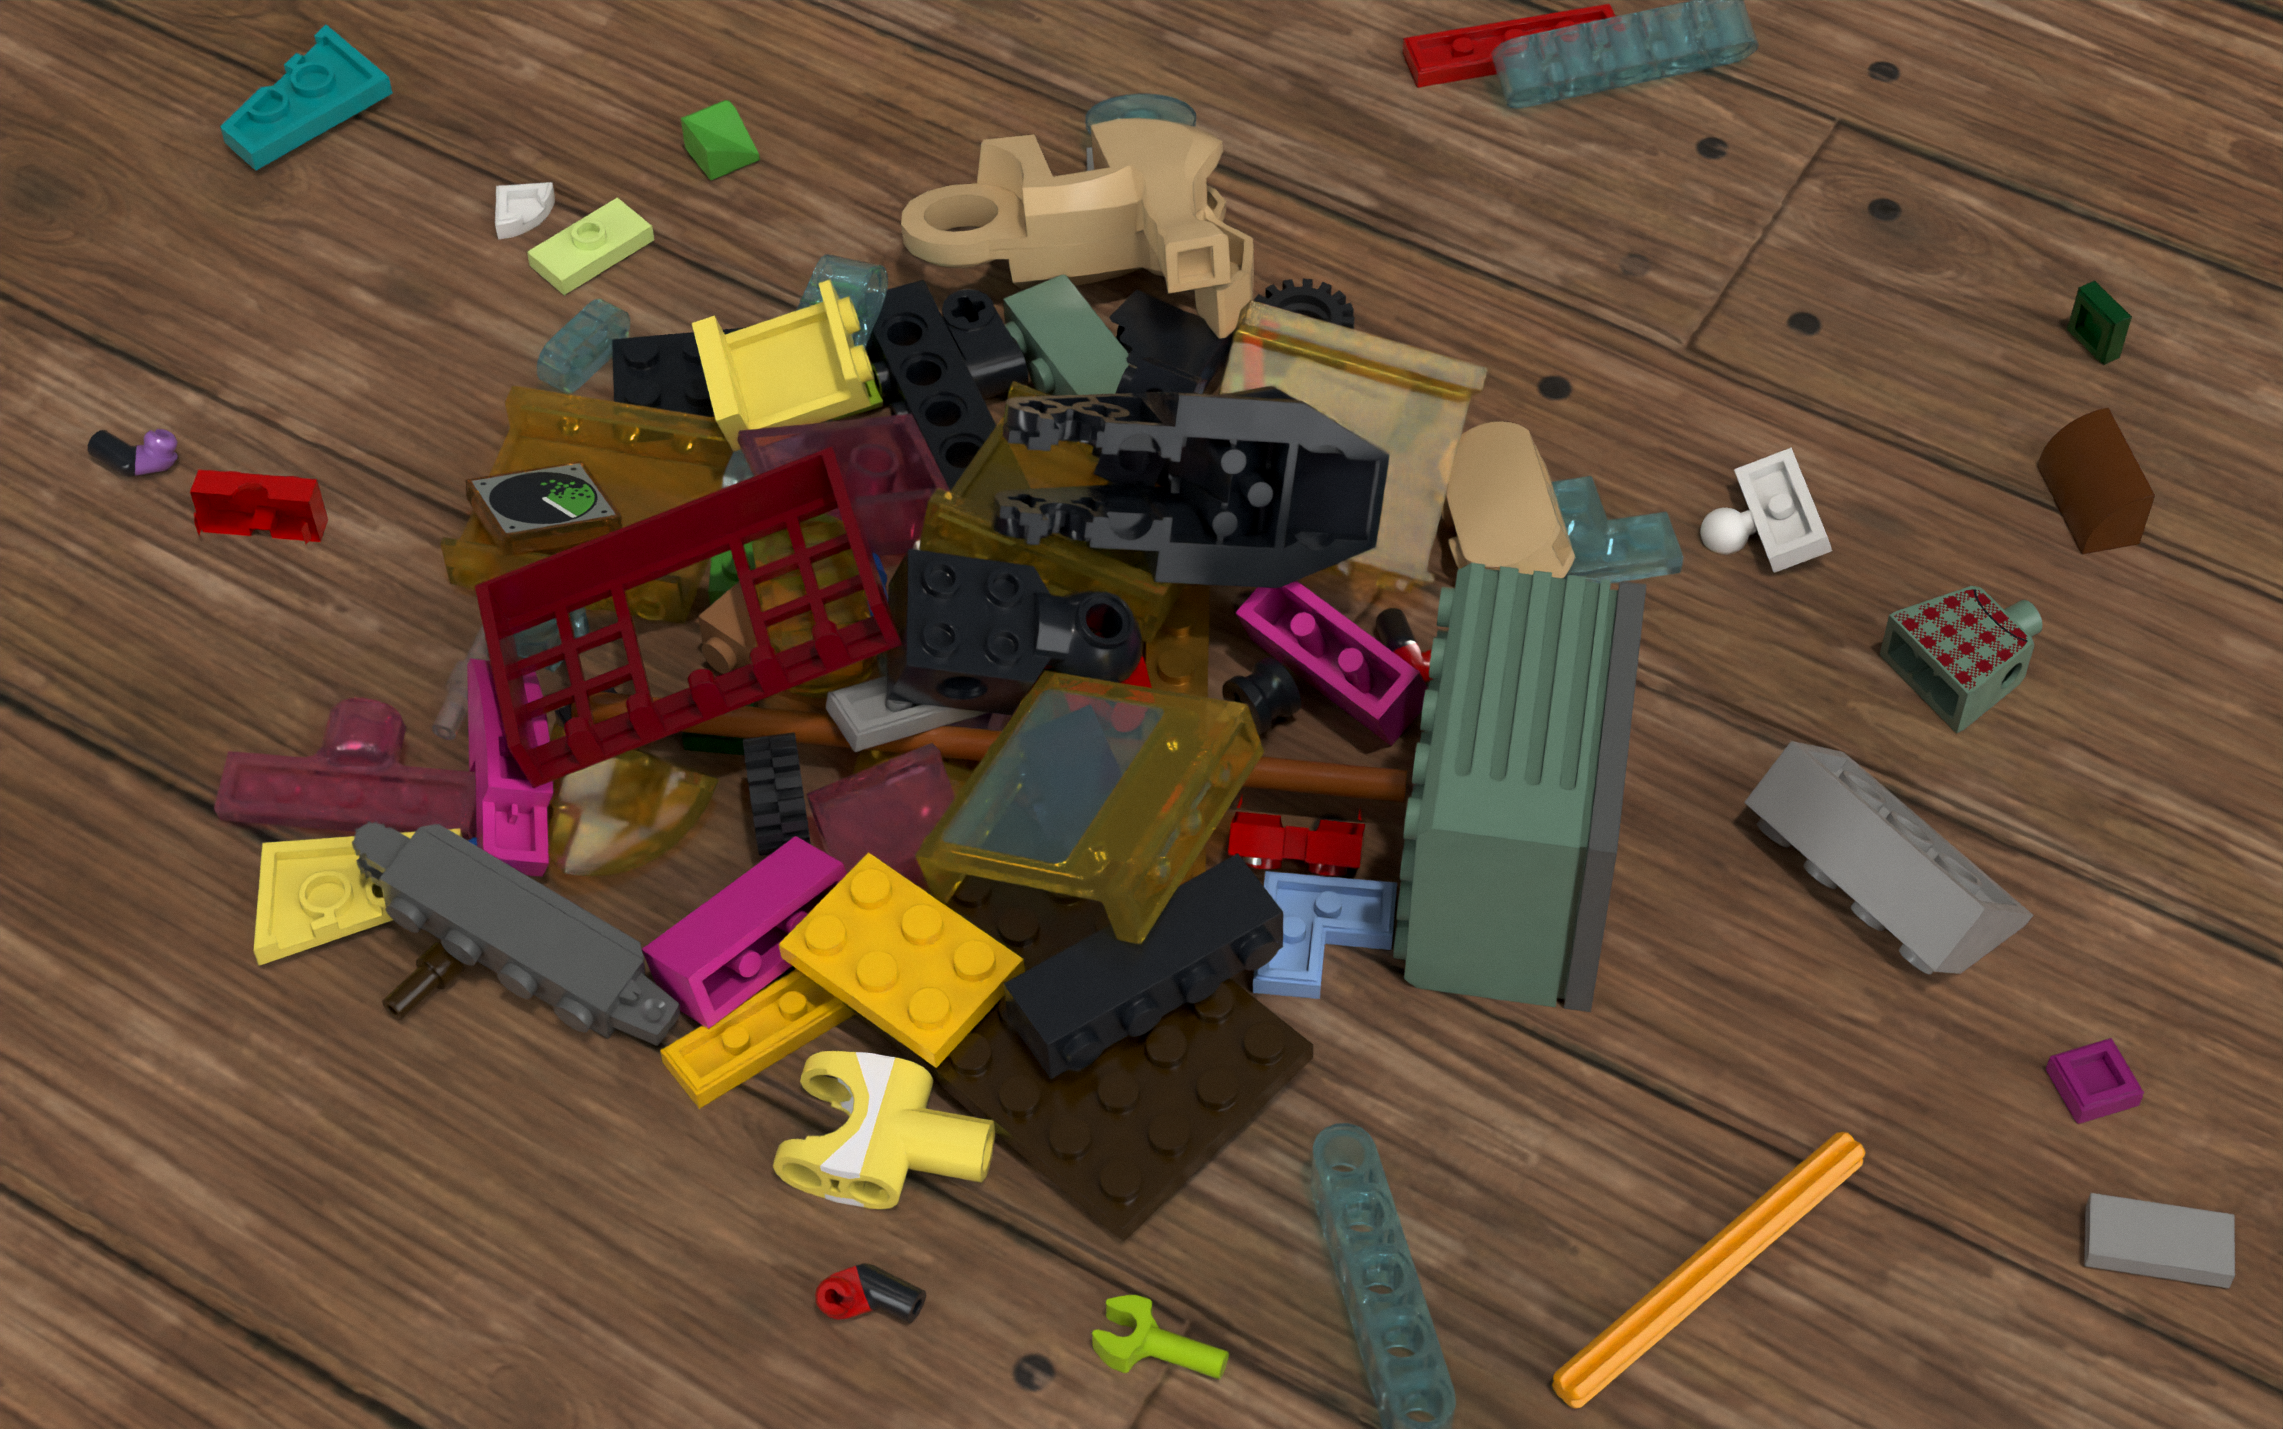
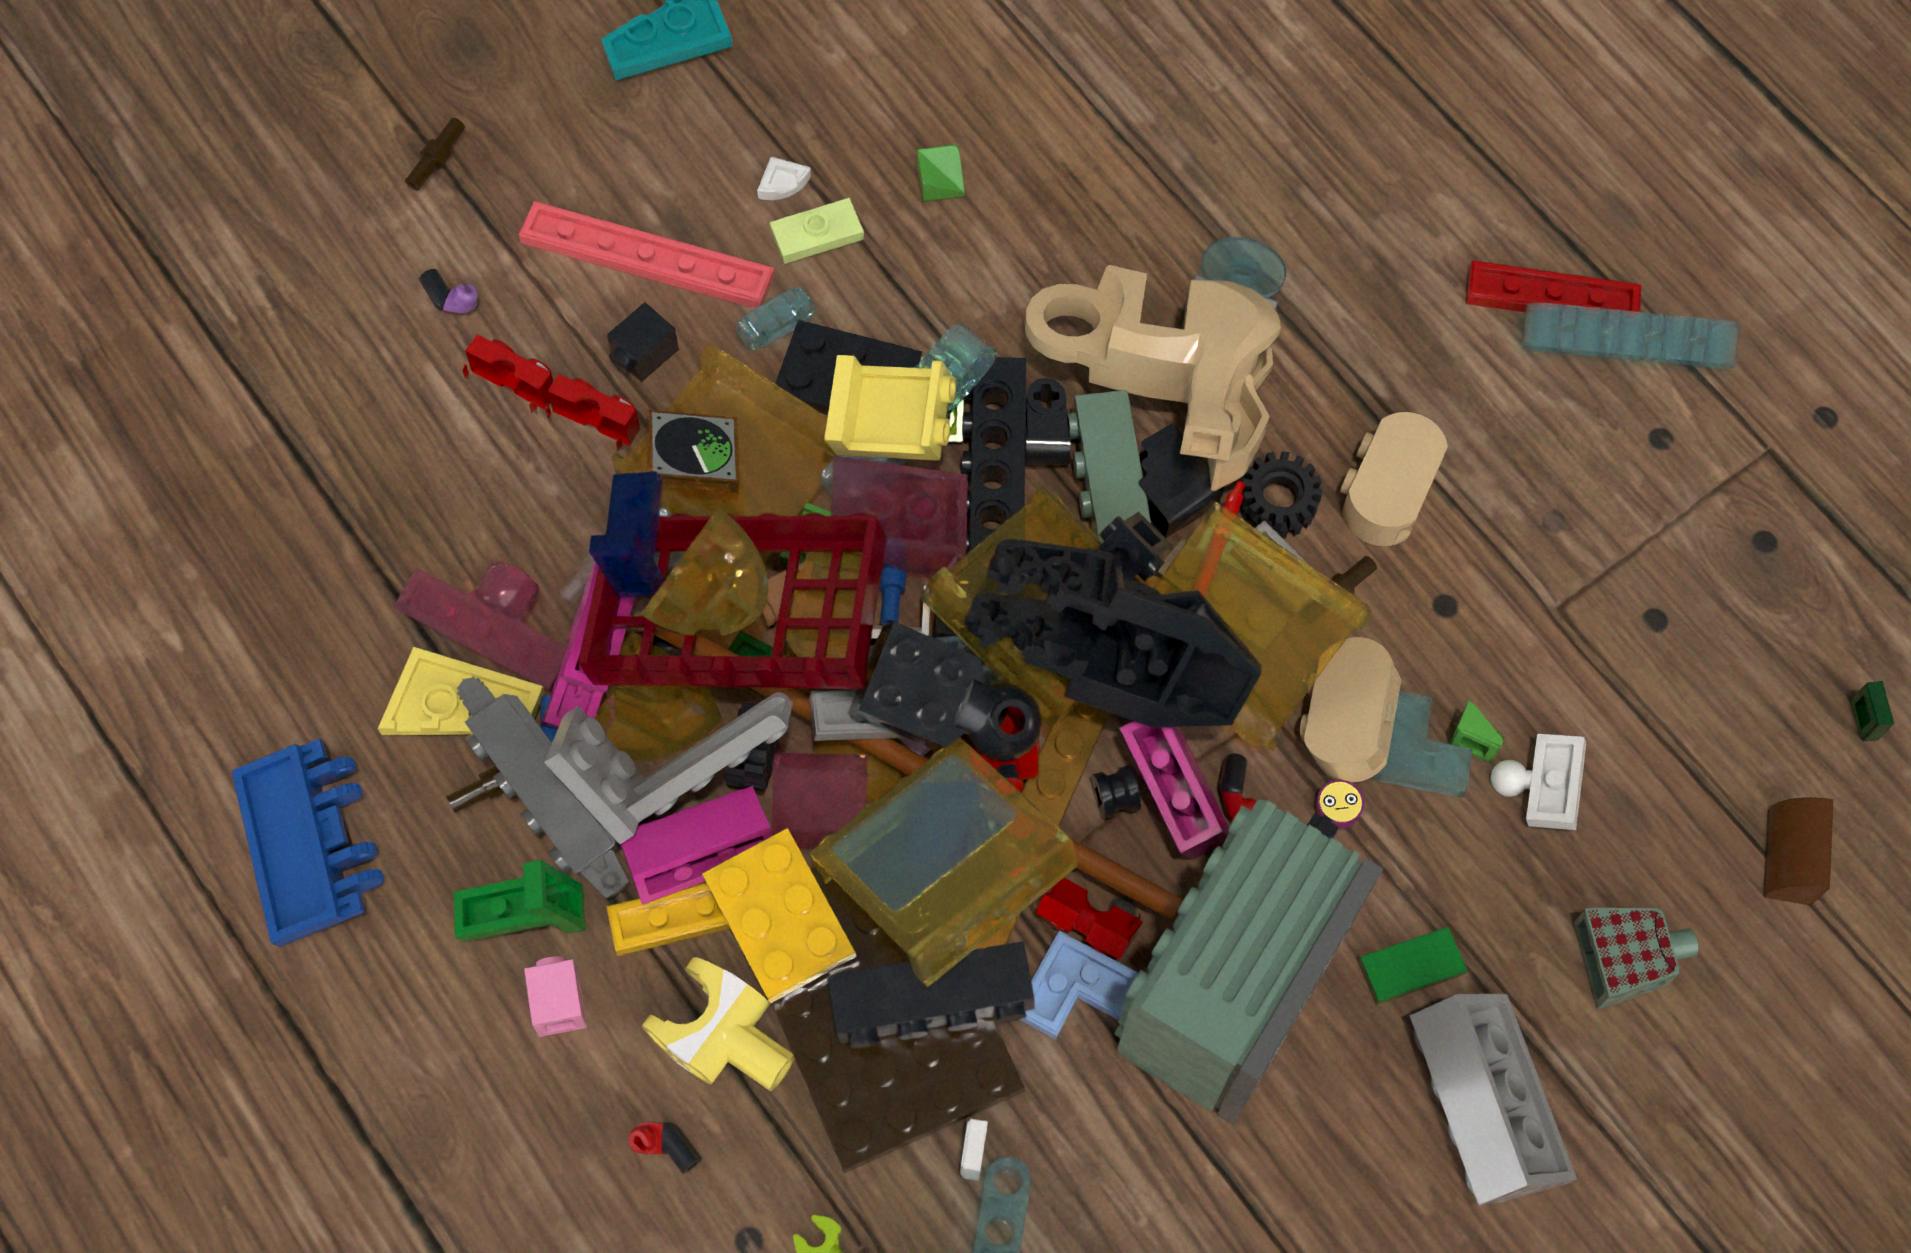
camera: 20 degrees right, 15 degrees up
(49, 312) = (435, 154): none -> dark brown bar
(183, 1115) = (291, 837): none -> blue hinge
(374, 508) = (584, 405): none -> red piece
(378, 336) = (647, 255): none -> coral tile
(421, 421) = (642, 342): none -> black brick
(517, 595) = (630, 538): none -> clear blue bracket
(541, 1080) = (535, 900): none -> green bracket
(606, 882) = (620, 796): none -> light grey bracket
(640, 1174) = (555, 996): none -> bright pink brick
(647, 603) = (714, 583): none -> clear yellow brick
(1280, 1145) = (973, 1149): none -> white tile
(1427, 271) = (1392, 478): none -> tan brick
(1665, 489) = (1476, 733): none -> bright green slope
(1716, 760) = (1412, 965): none -> green tile

